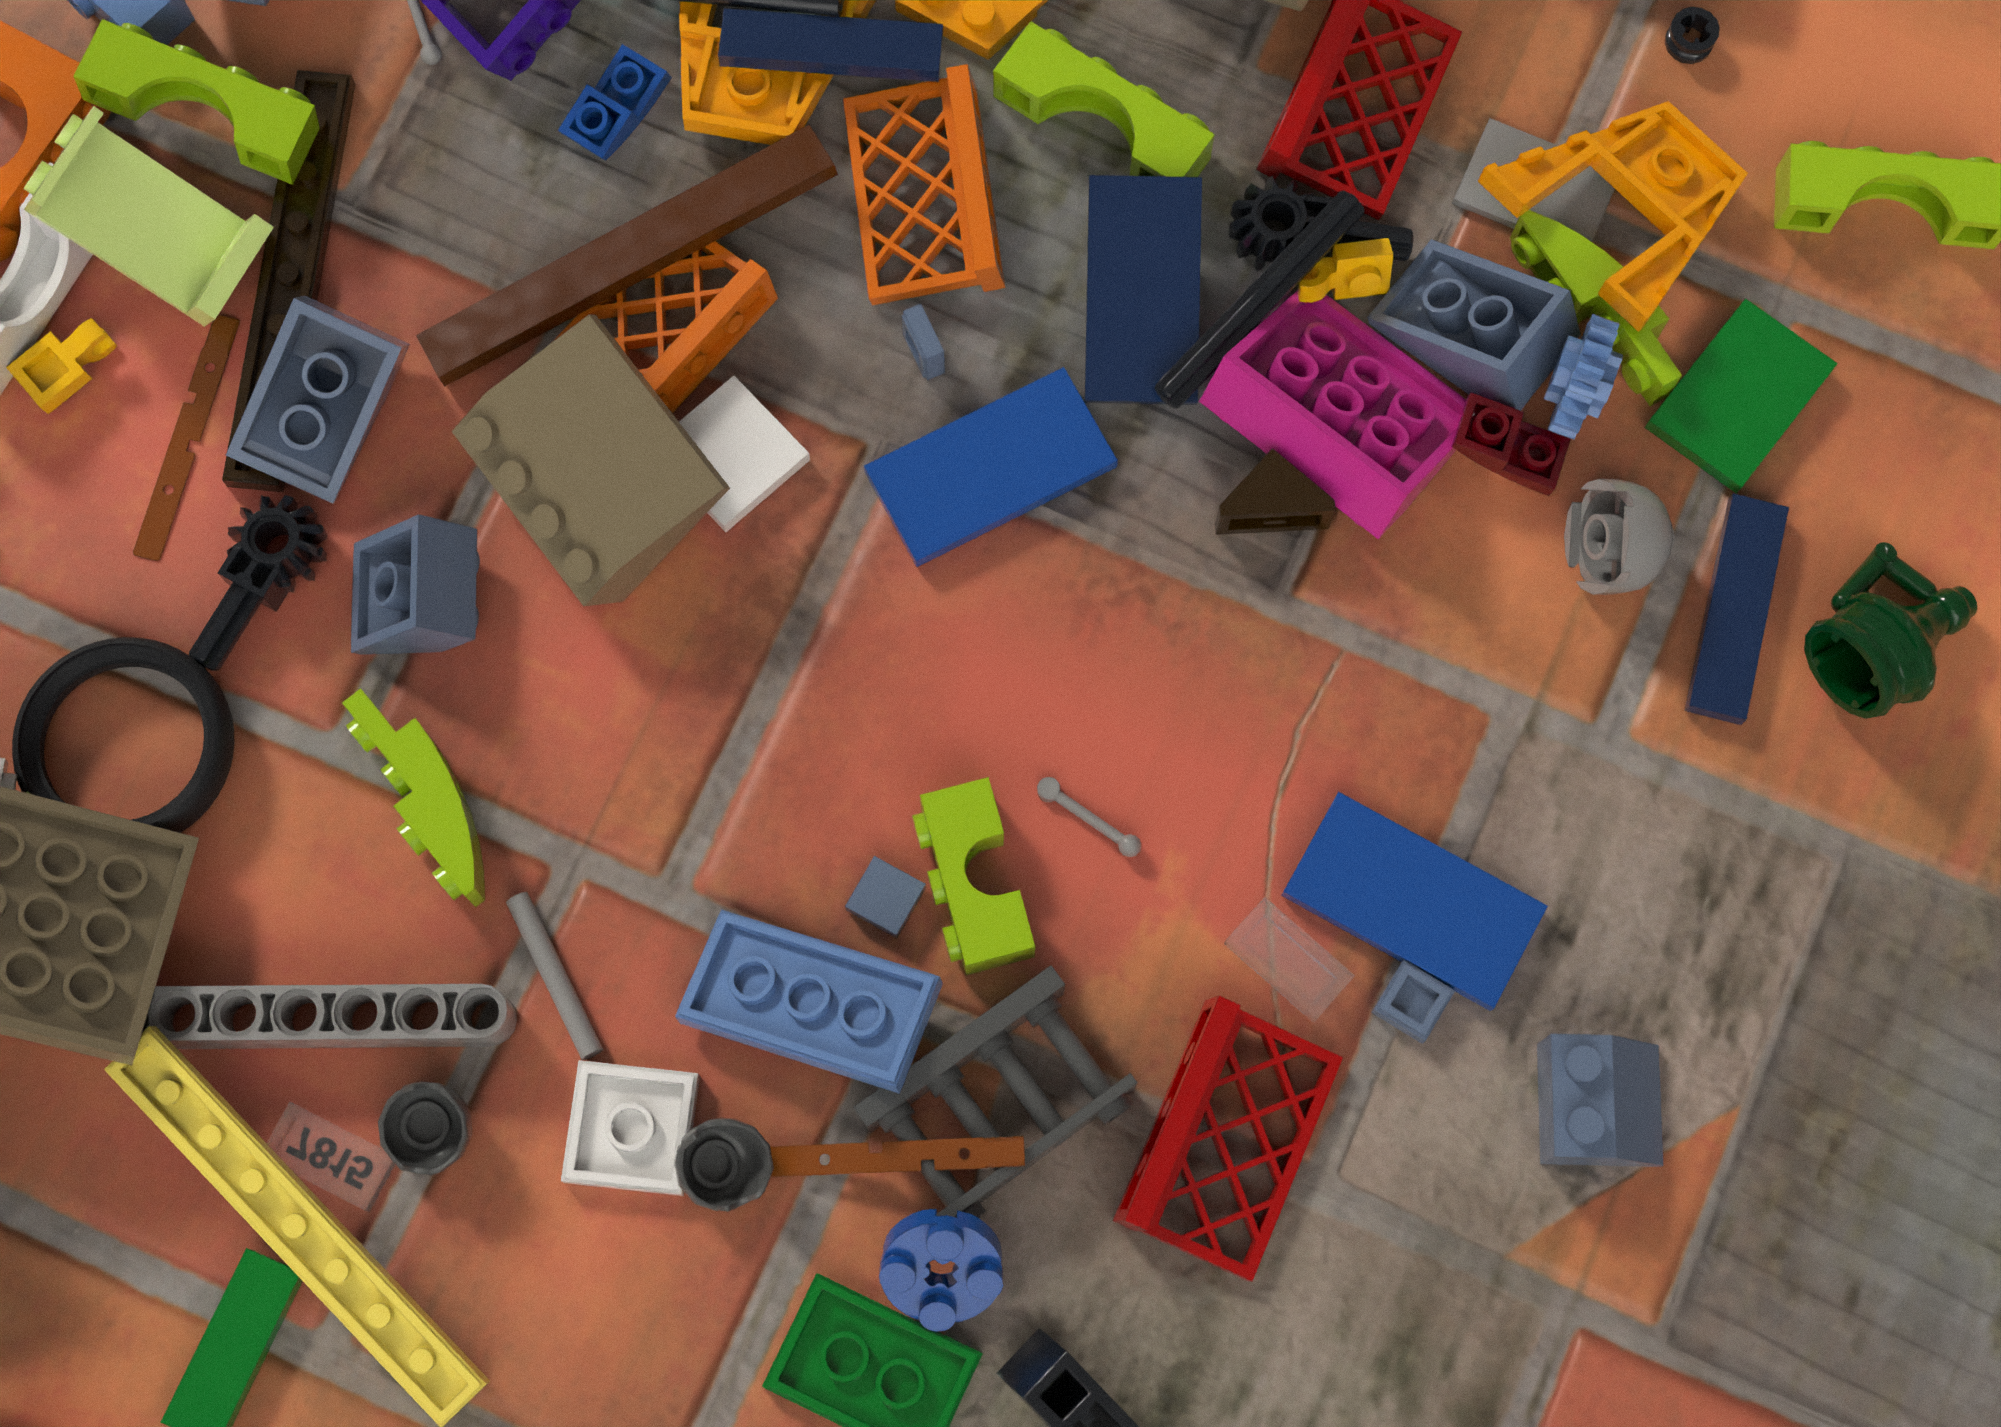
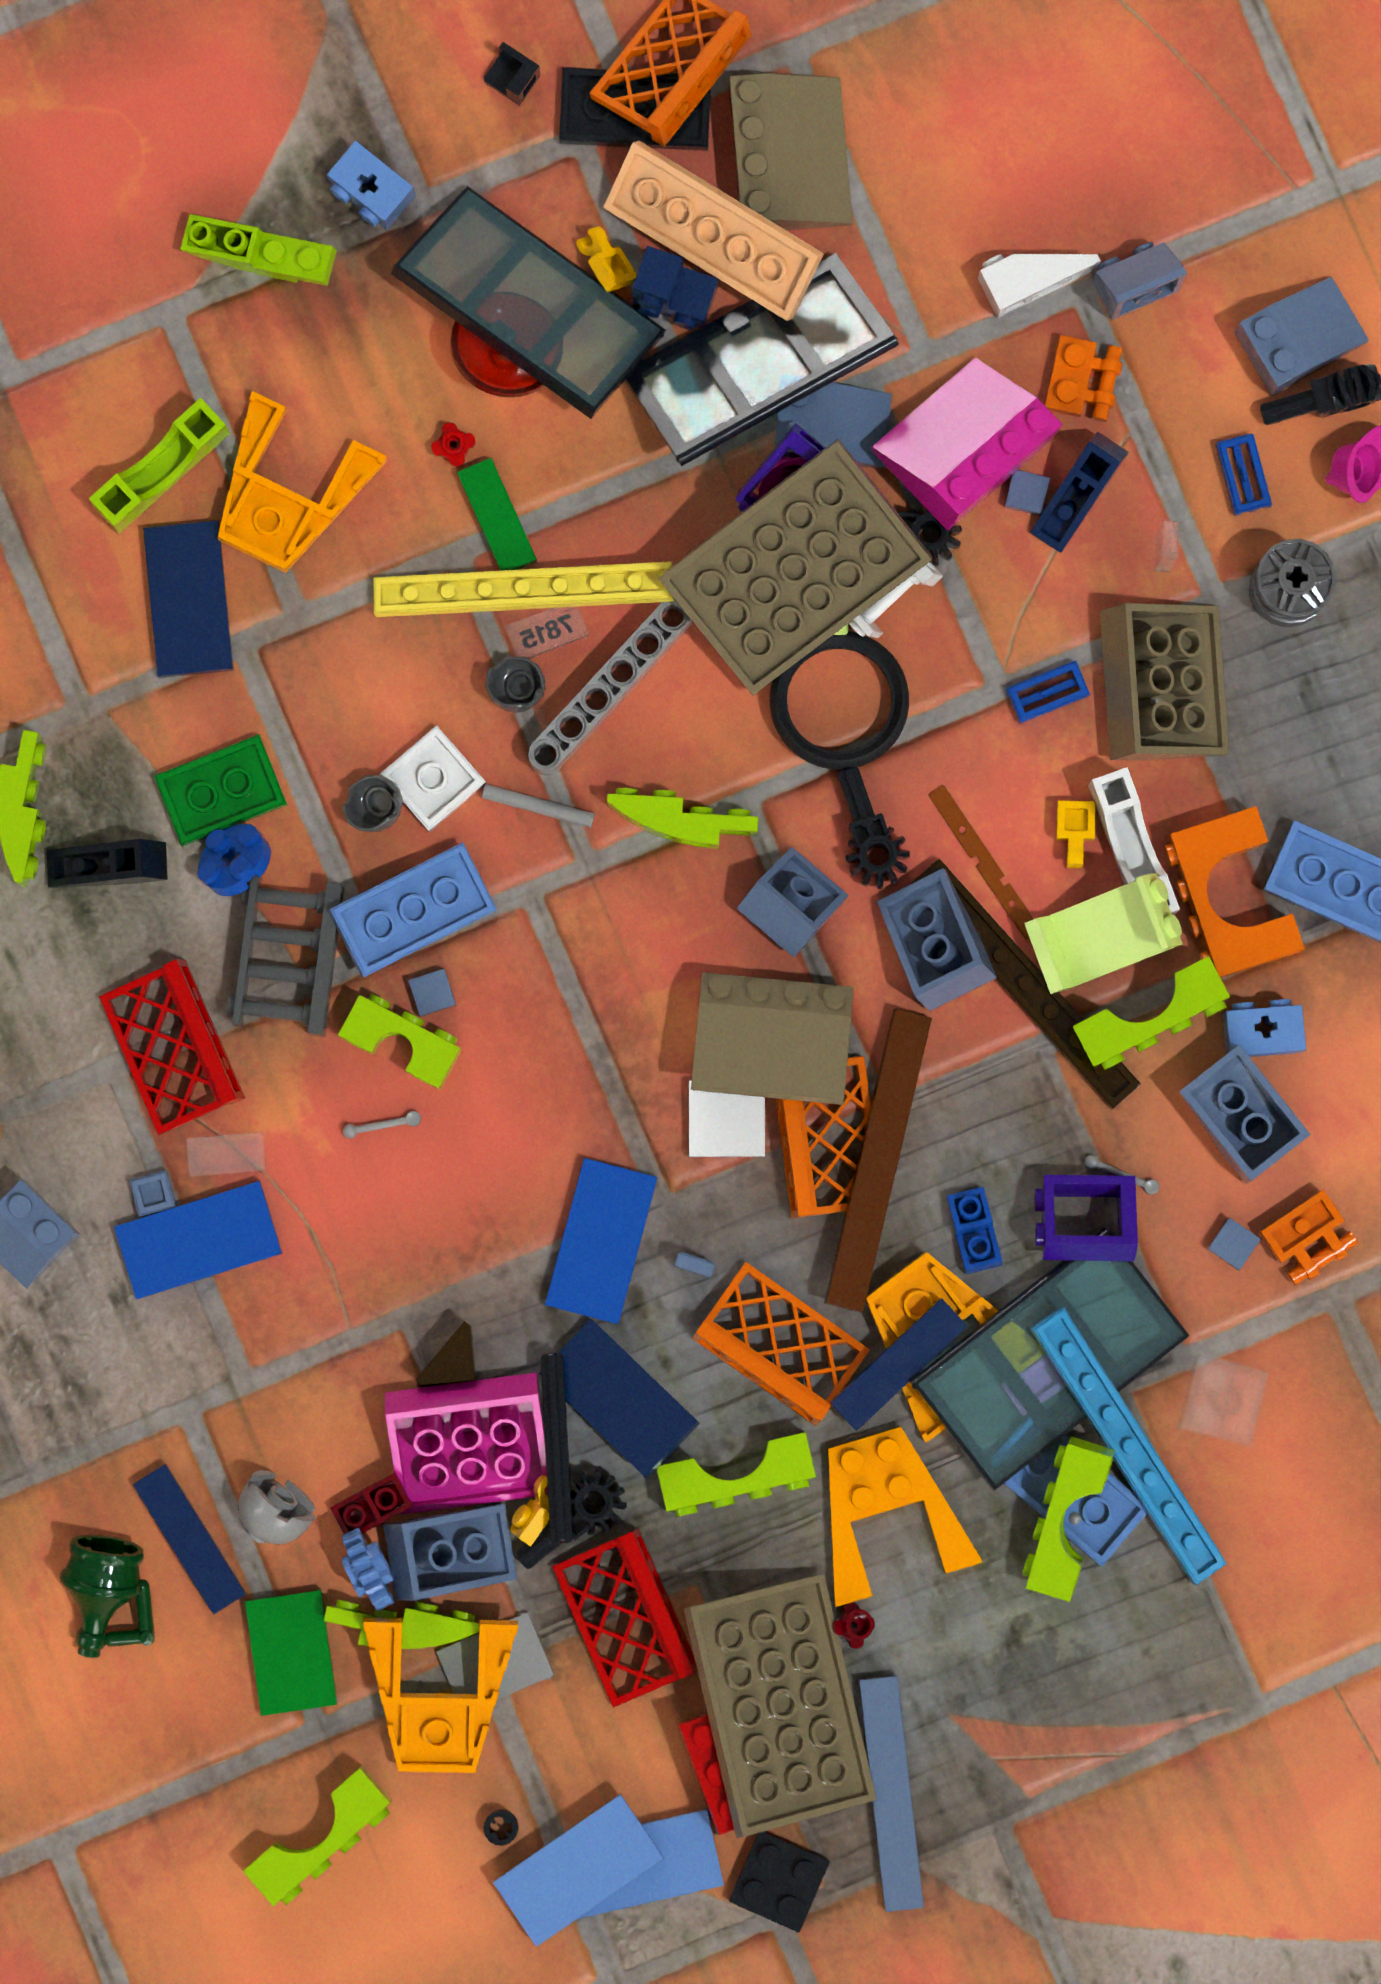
camera: 130 degrees right, 10 degrees up
(898, 1156) = (303, 885): dark orange piece -> none

